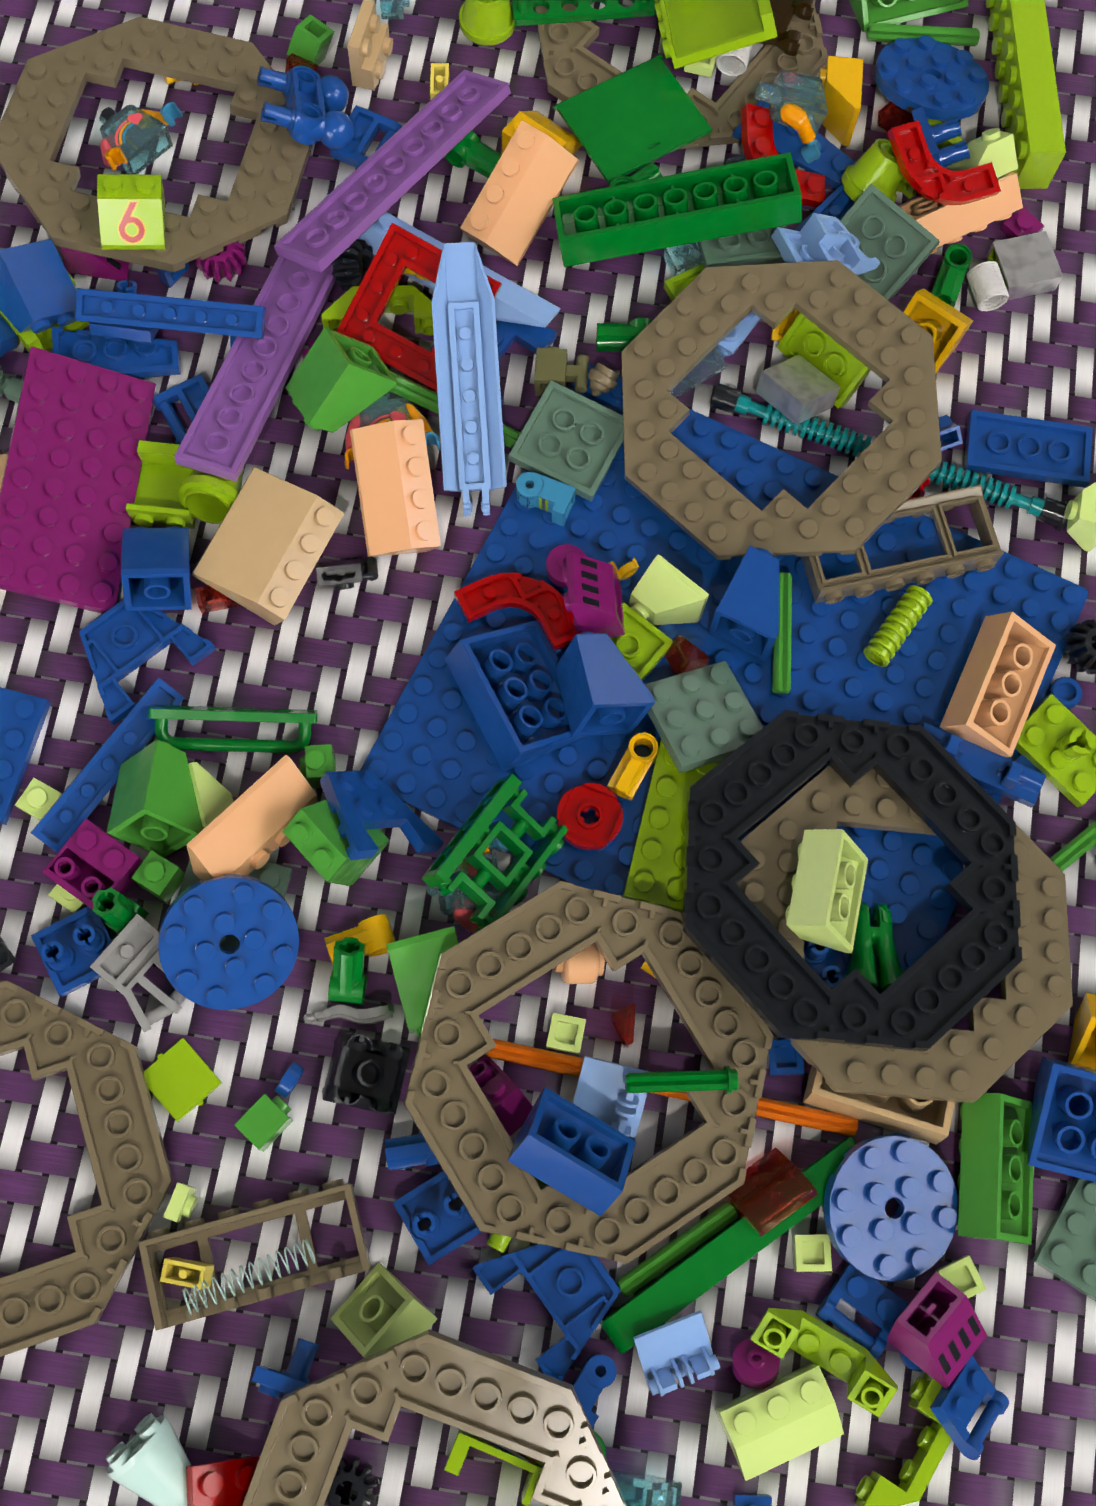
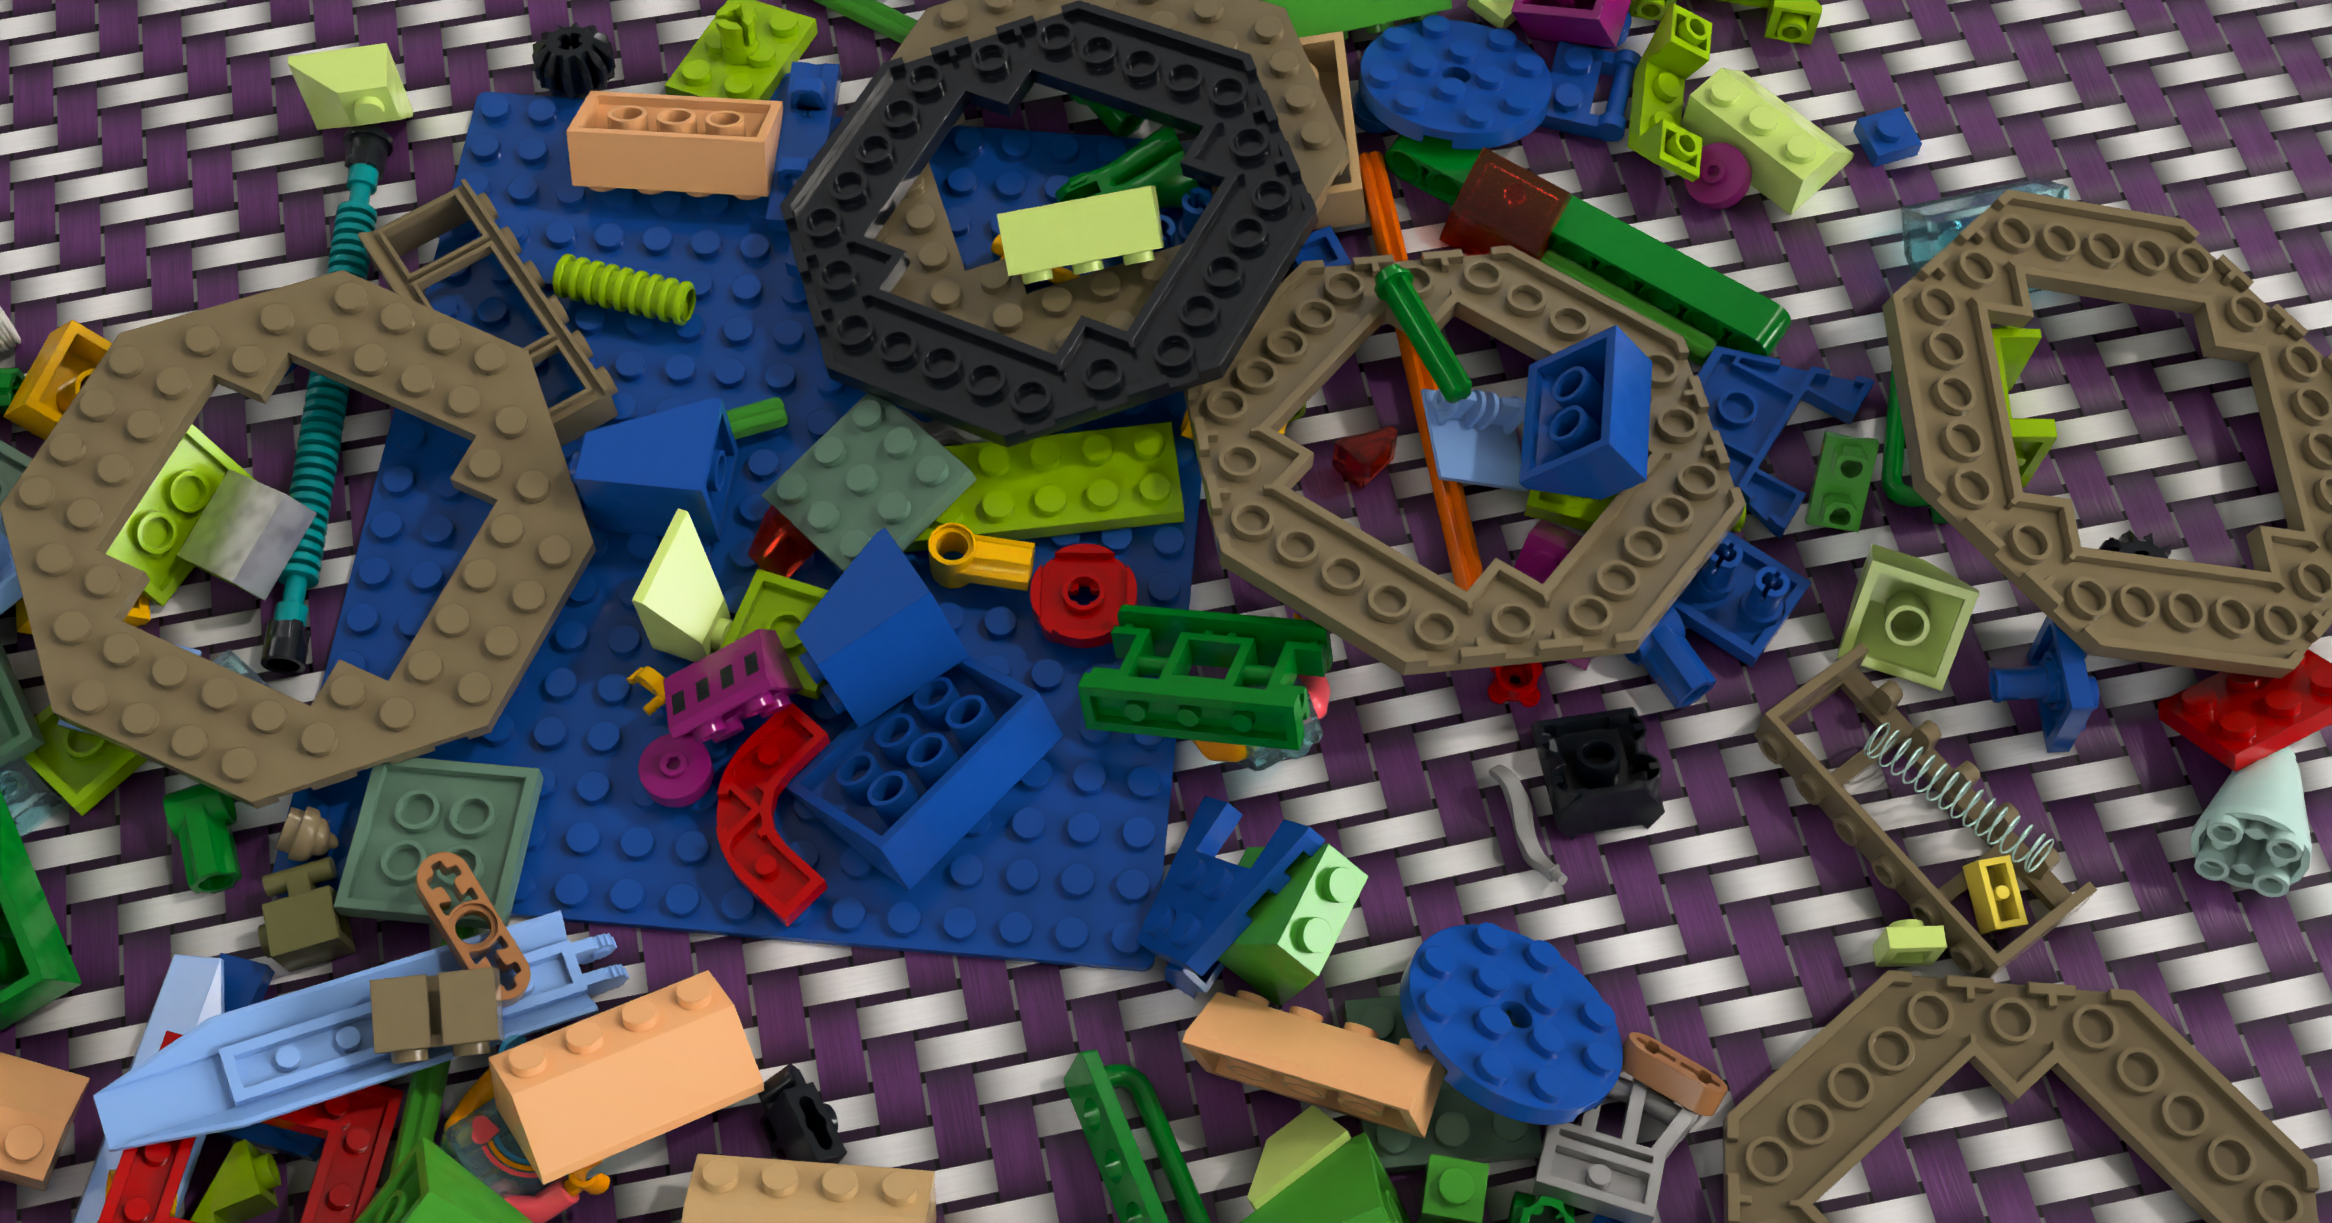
camera: 105 degrees left, 10 degrees down
(170, 1026) = (1672, 1074): none -> medium nougat beam
(181, 1079) = (1737, 1032): lime piece -> none
(264, 1121) = (1737, 875): bright green brick -> none
(289, 1080) = (1661, 867): blue tile -> none
(317, 762) = (1160, 1022): bright green brick -> none
(348, 977) = (1471, 838): green piece -> none
(373, 932) = (1400, 838): yellow piece -> none
(414, 969) = (1424, 727): bright green slope -> none
(458, 403) = (436, 1012): none -> dark tan piece
(485, 1319) = (1841, 481): none -> bright green hips
(492, 428) = (467, 885): none -> medium nougat beam
(547, 494) = (556, 842): dark azure leg -> none
(566, 1033) = (1414, 527): yellowish green plate -> none
(595, 1374) = (1846, 347): blue leg -> none
(676, 1352) = (1749, 251): light blue hinge -> none
(812, 1253) = (1552, 156): yellowish green plate -> none
(1028, 448) = (262, 211): blue plate -> none
(1066, 691) = (649, 77): blue tile -> none

